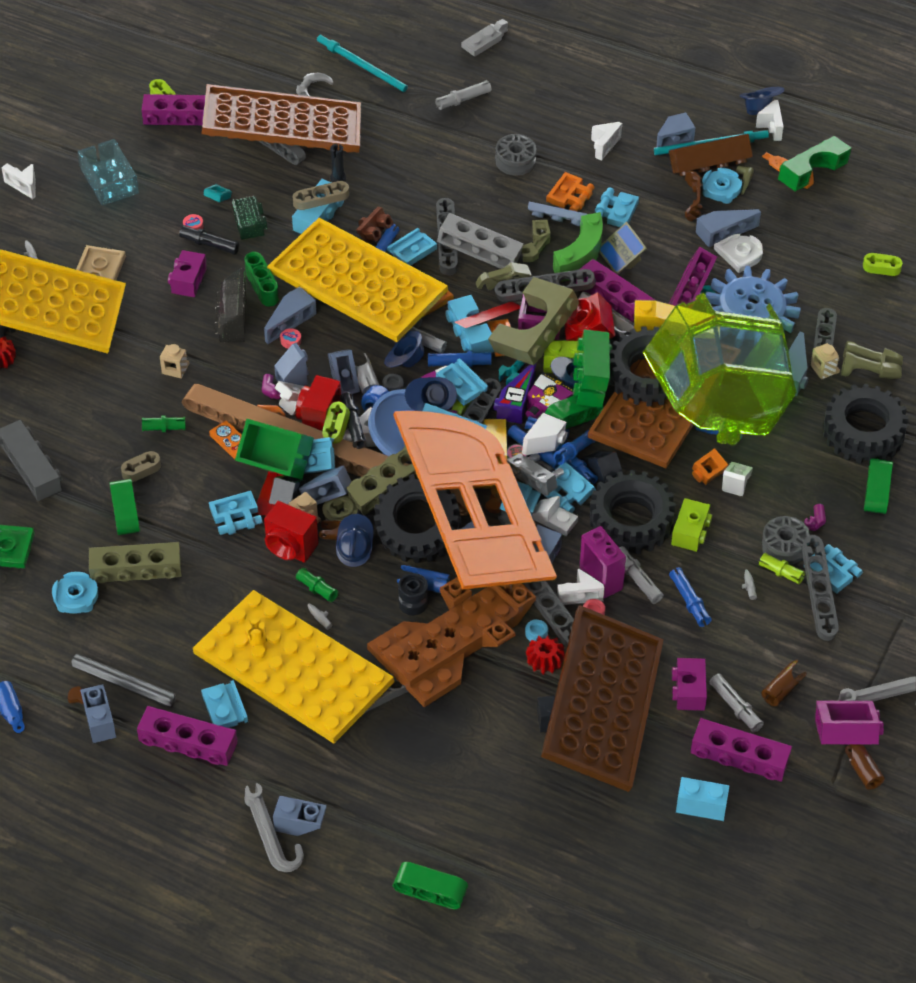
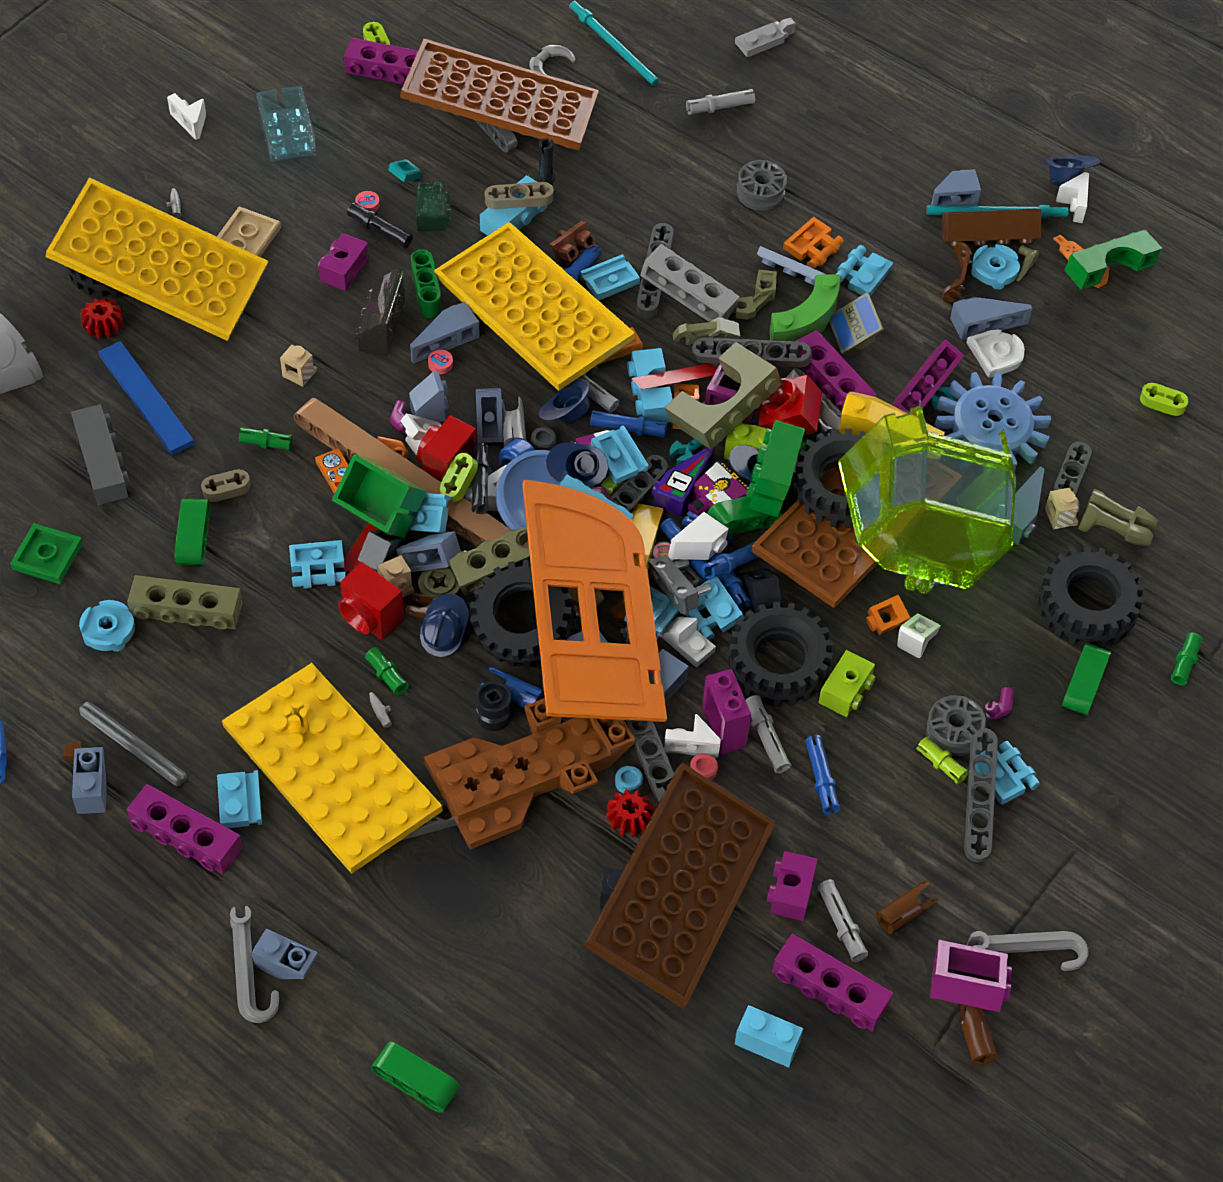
camera: 10 degrees right, 5 degrees up
(53, 410) = (146, 398): none -> blue tile
(605, 138) = (872, 184): white slope -> none
(749, 585) = (898, 773): light grey helmet -> none

